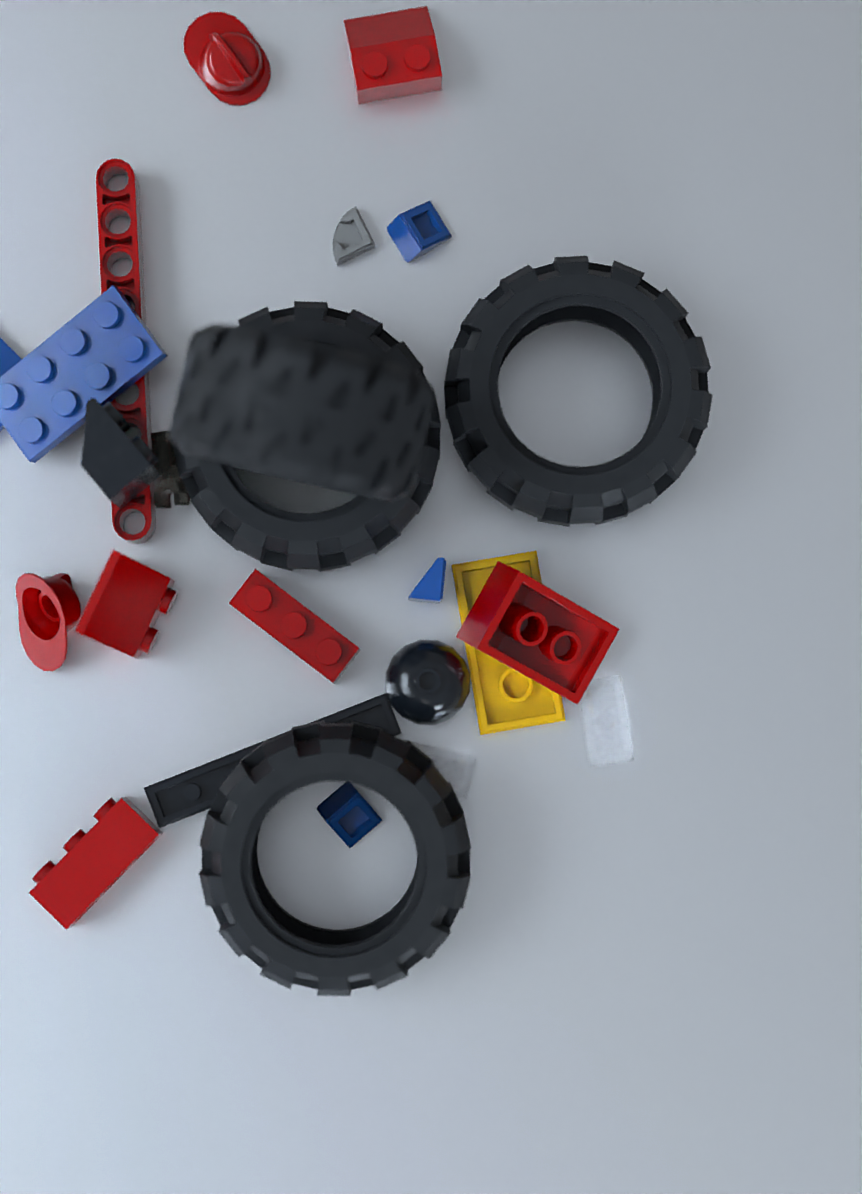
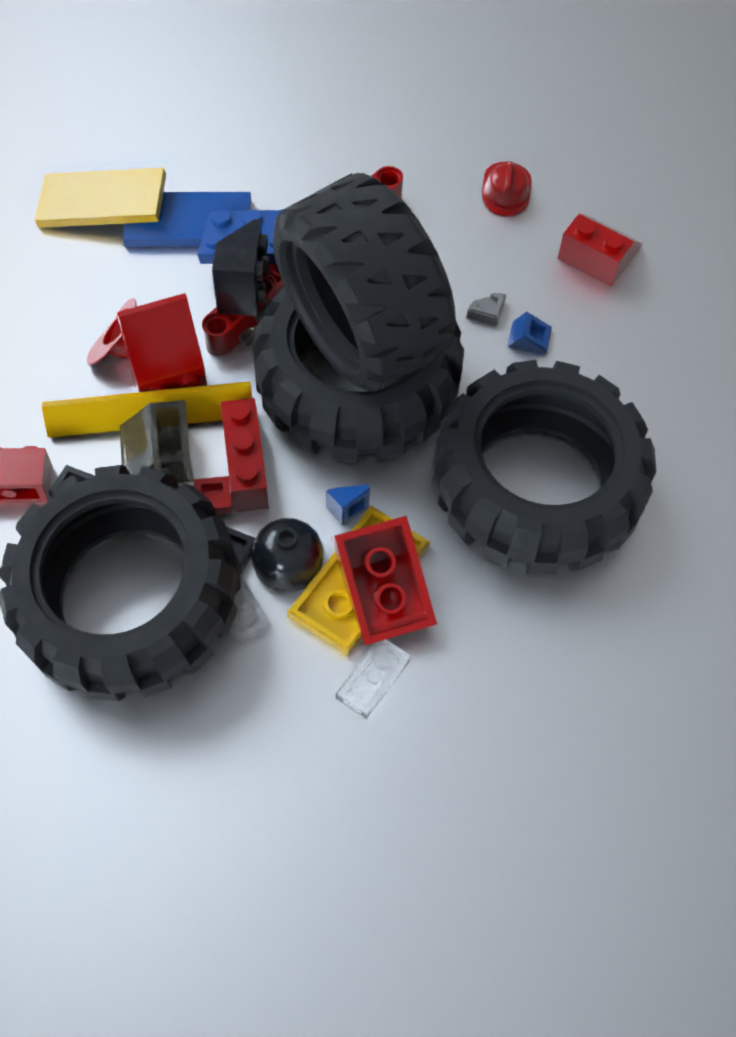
camera: 50 degrees right, 25 degrees down
(157, 665) = (110, 411): none -> yellow tile
(209, 697) = (158, 440): none -> clear smoke slope
(306, 691) = (217, 491): none -> red plate
(349, 814) = (158, 586): blue slope -> none

